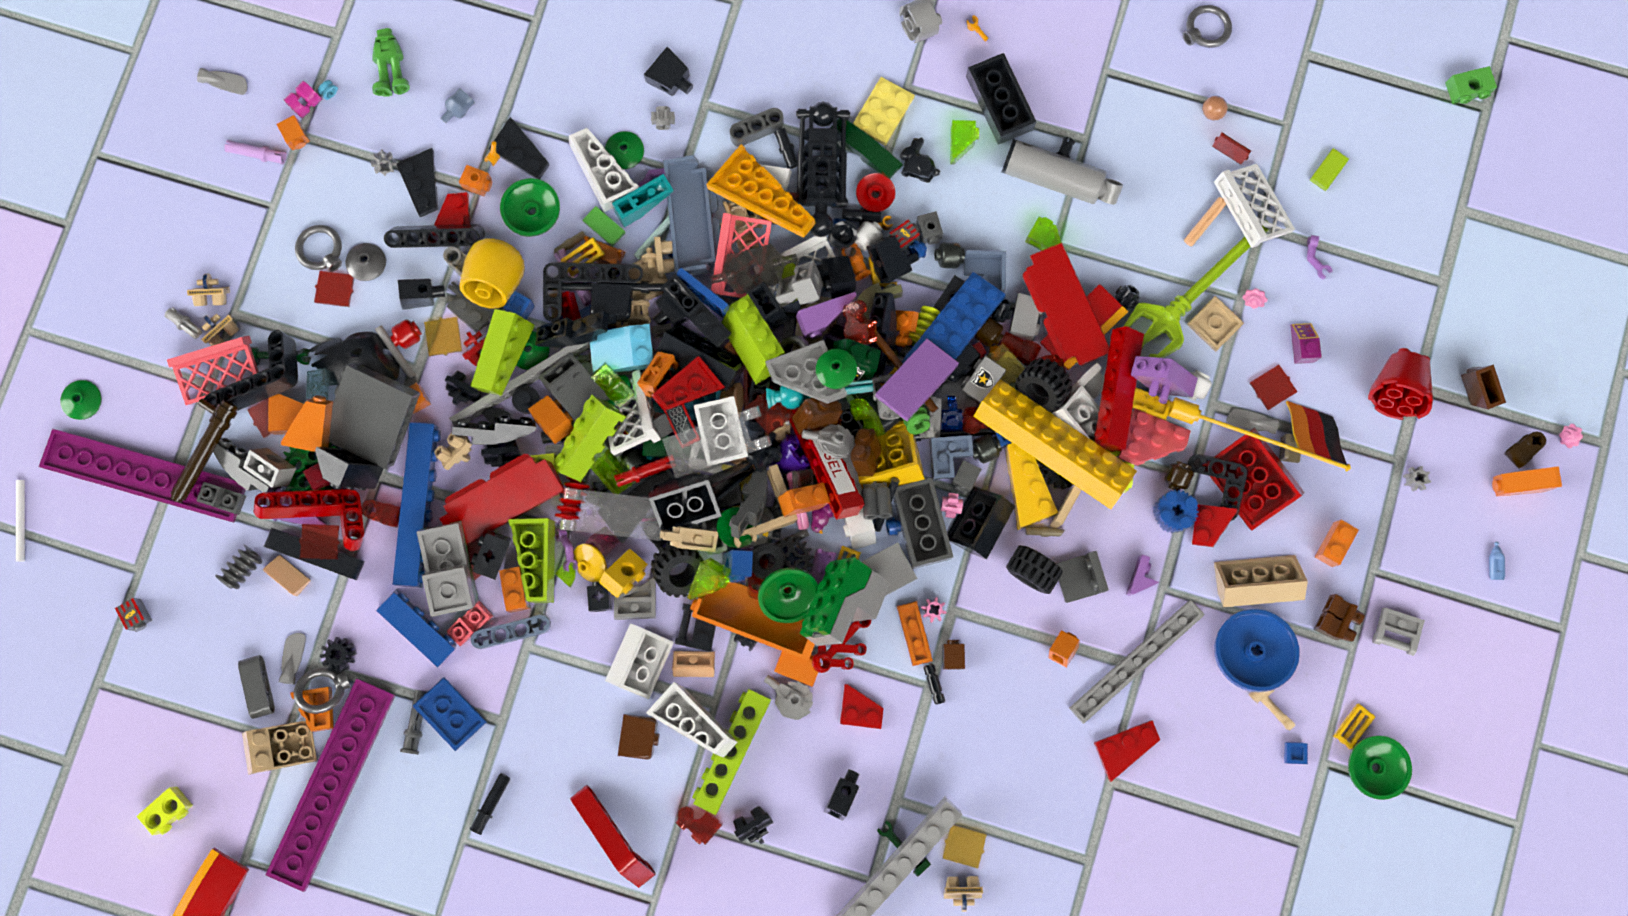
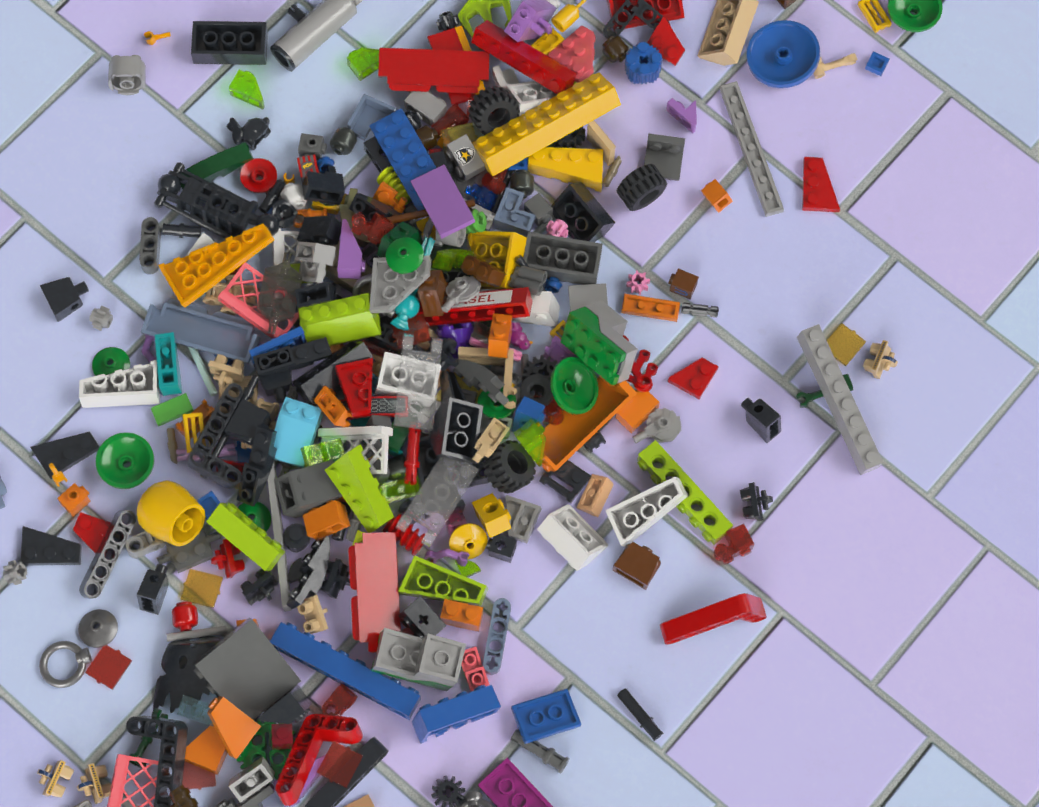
camera: 65 degrees left, 10 degrees down
(883, 110) = (188, 139): light yellow plate -> none

